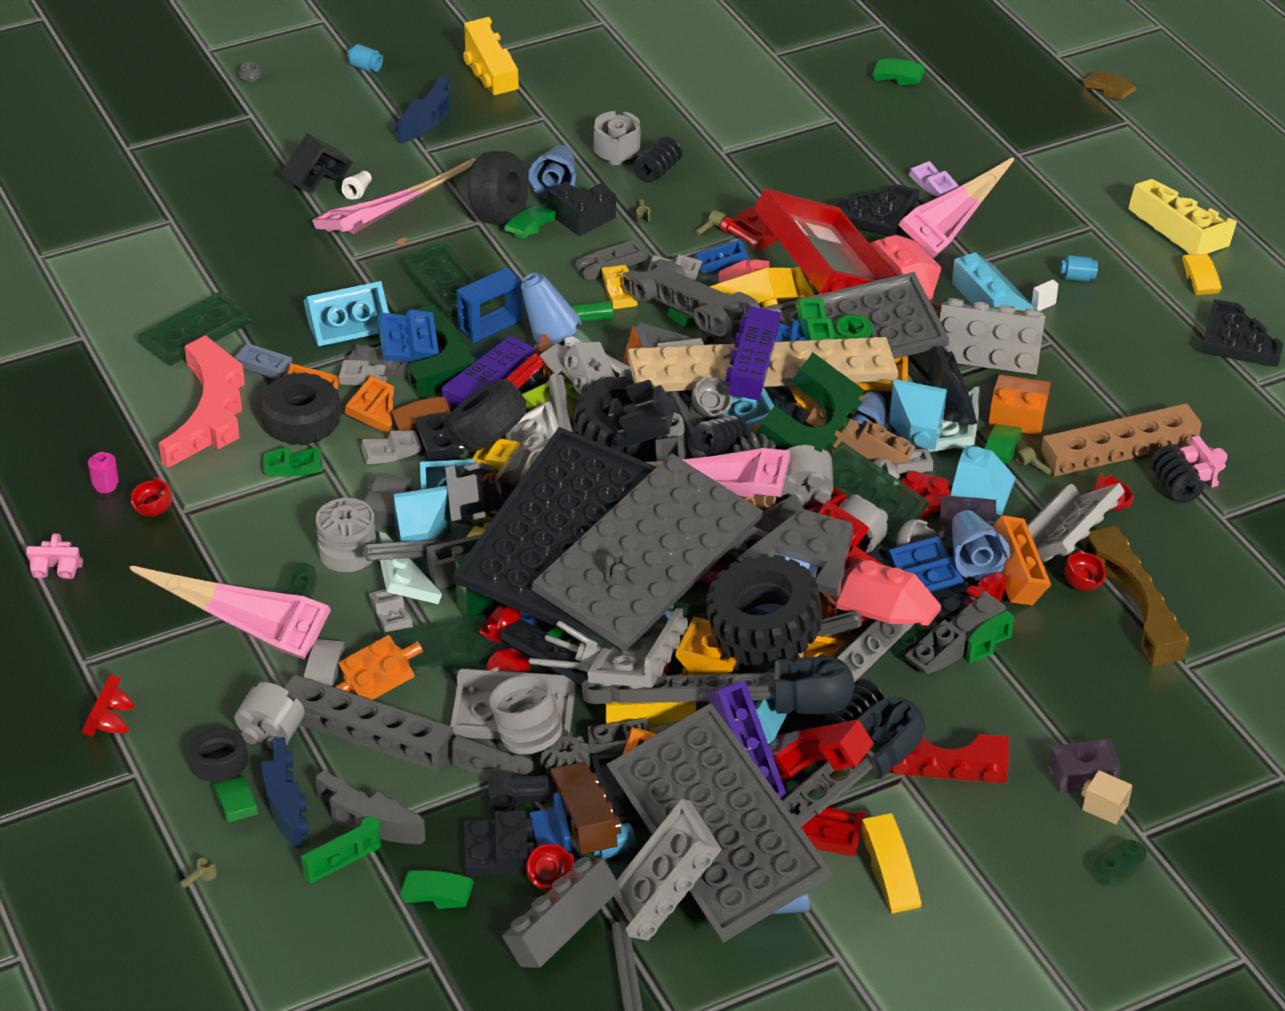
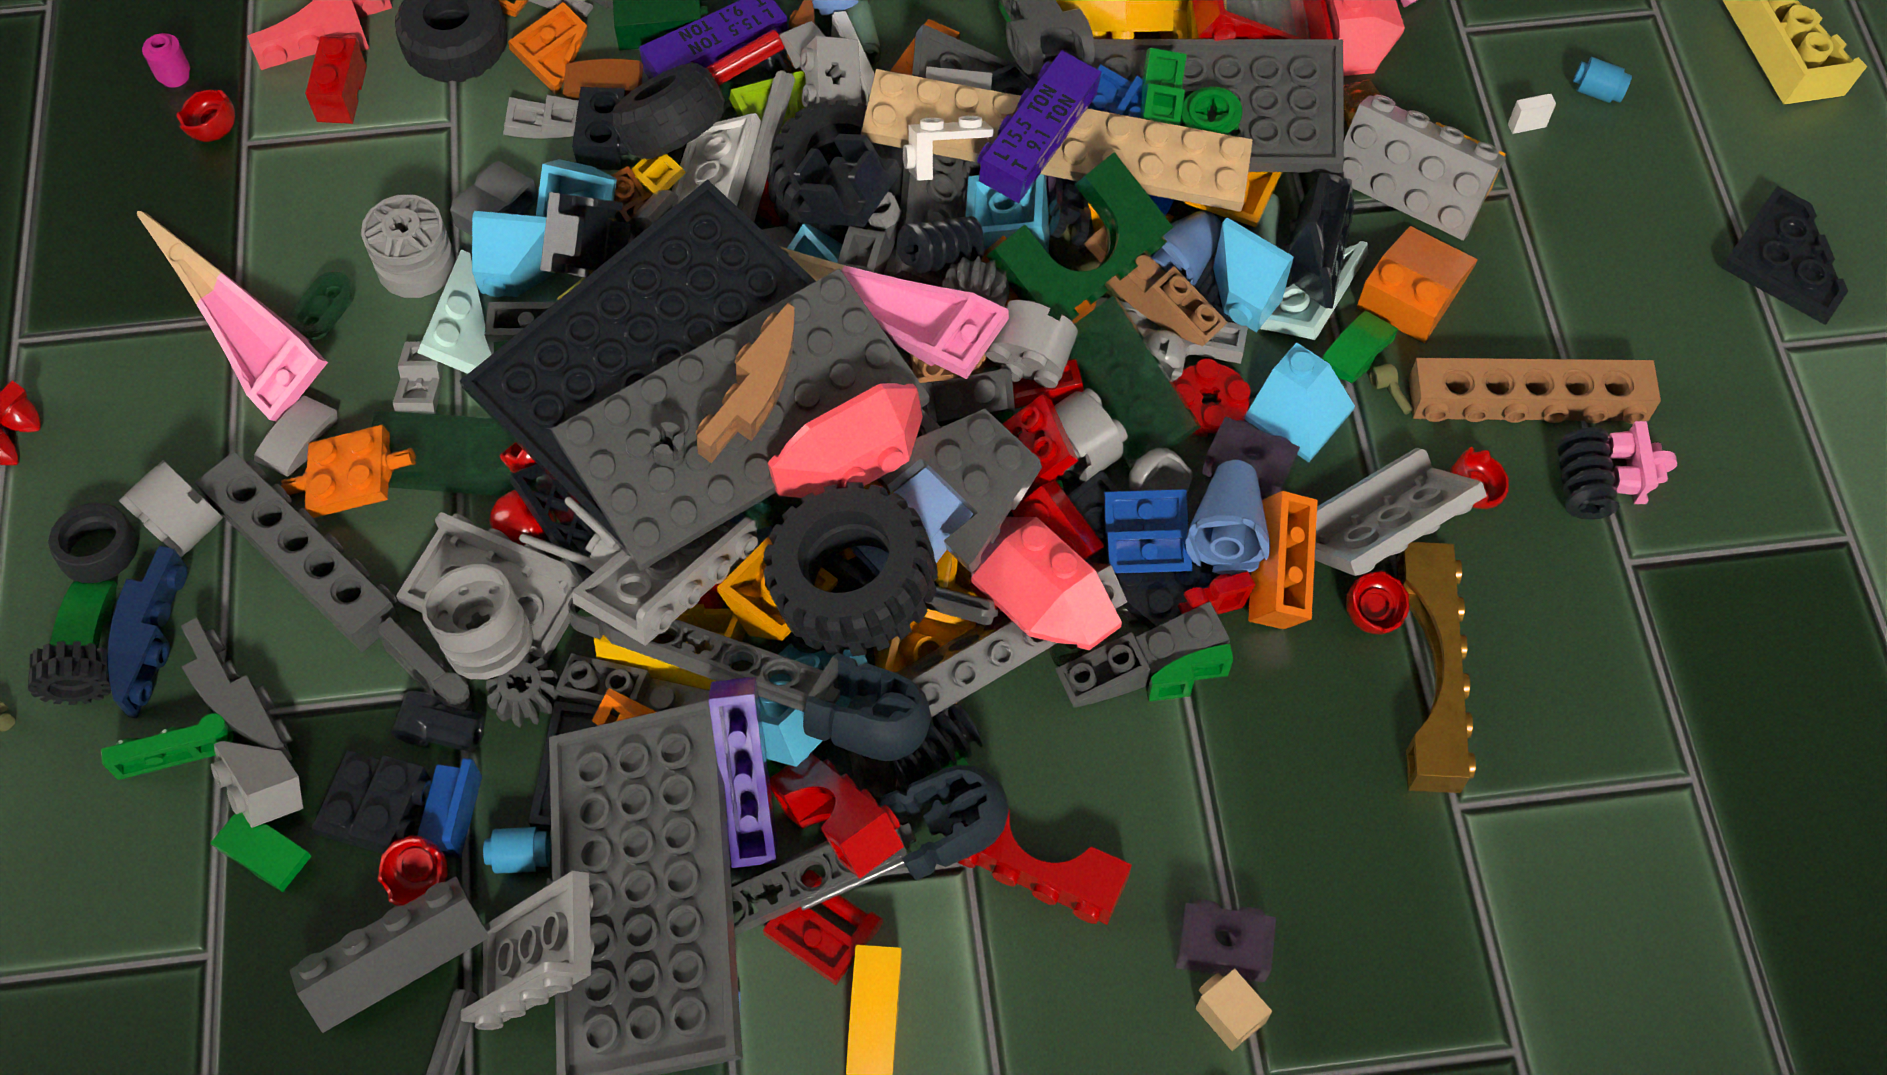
camera: 20 degrees right, 20 degrees up
(54, 554) = (61, 182): bright pink hips -> none
(234, 456) = (335, 80): none -> red brick
(264, 819) = (69, 673): none -> black tyre
(286, 464) = (405, 107): green slope -> none
(399, 550) = (469, 294): dark grey axle -> none
(415, 848) = (257, 781): none -> light grey slope
(586, 808) = (492, 796): reddish brown brick -> none
(656, 521) = (761, 377): none -> medium nougat slope
(683, 379) = (919, 152): none -> white bracket
(711, 397) = (958, 176): light grey hair -> none
(727, 539) = (850, 442): none -> coral wedge
(985, 283) = (1459, 79): medium azure slope -> none
(1202, 274) = (1780, 135): yellow slope -> none

